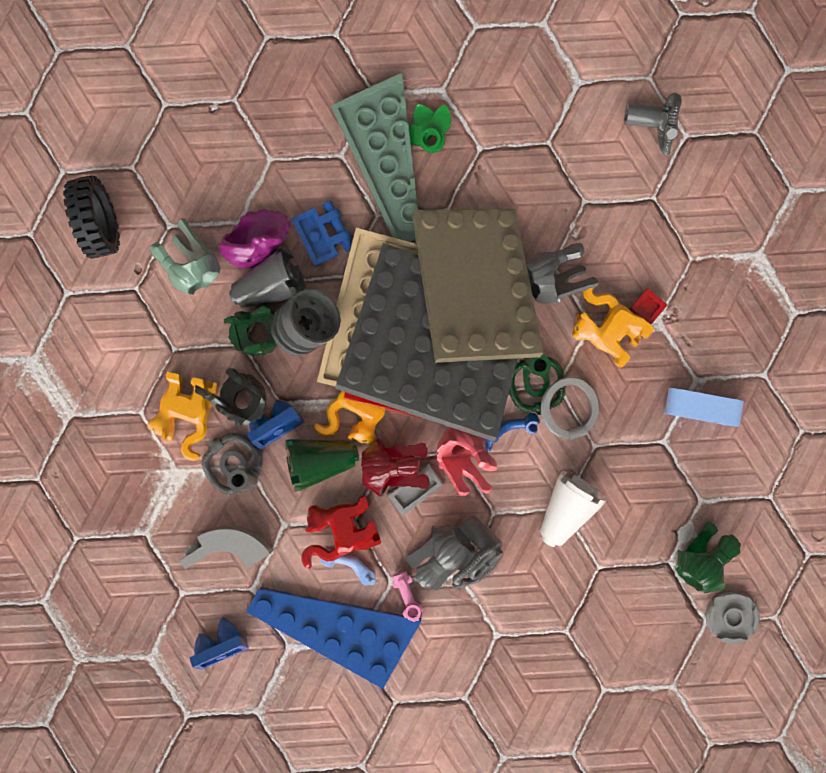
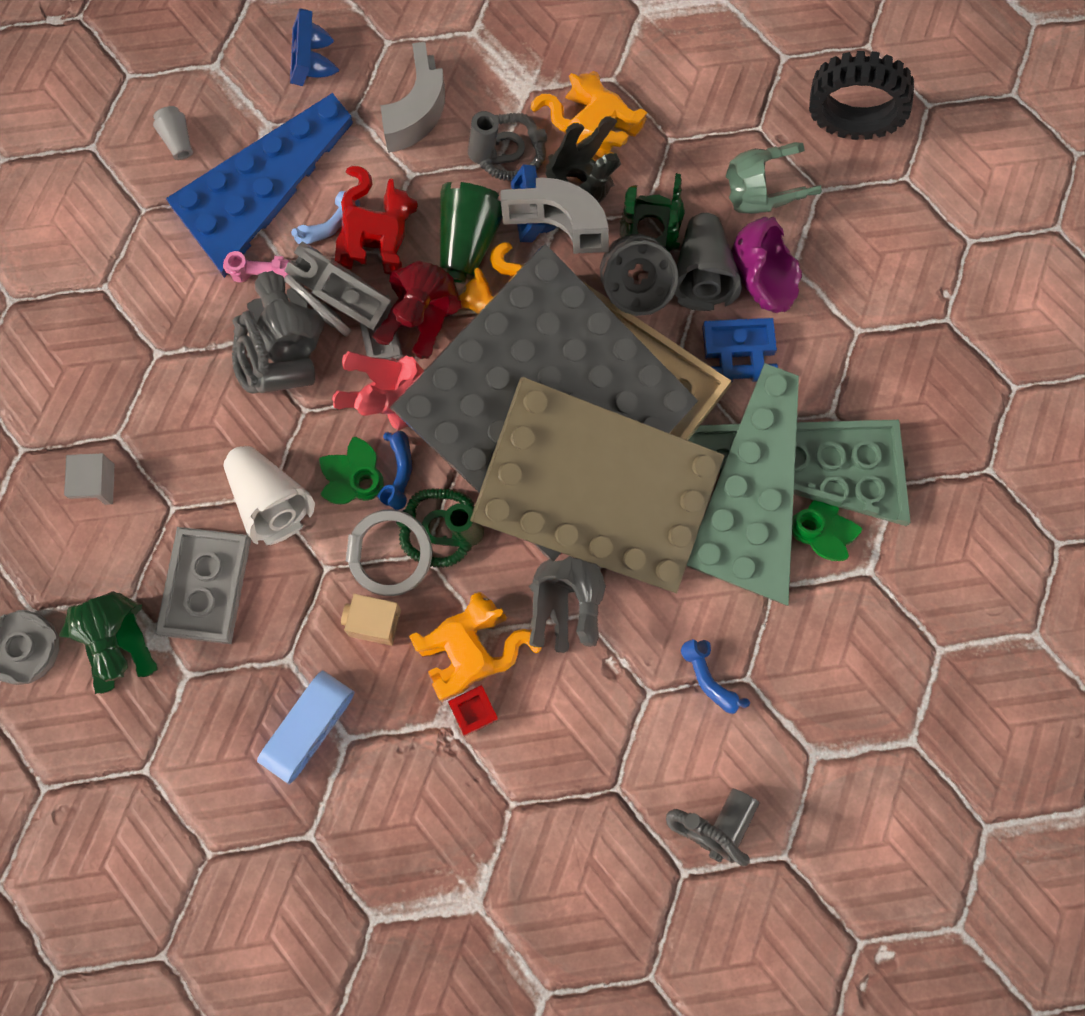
camera: 115 degrees right, 15 degrees down
(278, 395) = (563, 206): none -> light grey arch
(327, 712) = (173, 130): none -> light grey cone
(401, 531) = (337, 285): none -> light grey plate
(430, 511) = (321, 307): none -> light grey piece
(439, 180) = (751, 510): none -> sand green wing
(526, 463) = (348, 472): none -> green plate
(549, 178) = (695, 653): none -> blue piece
(608, 630) = (89, 477): none -> light grey panel
(619, 398) = (371, 619): none -> tan brick
(642, 519) = (203, 585): none -> light grey tile

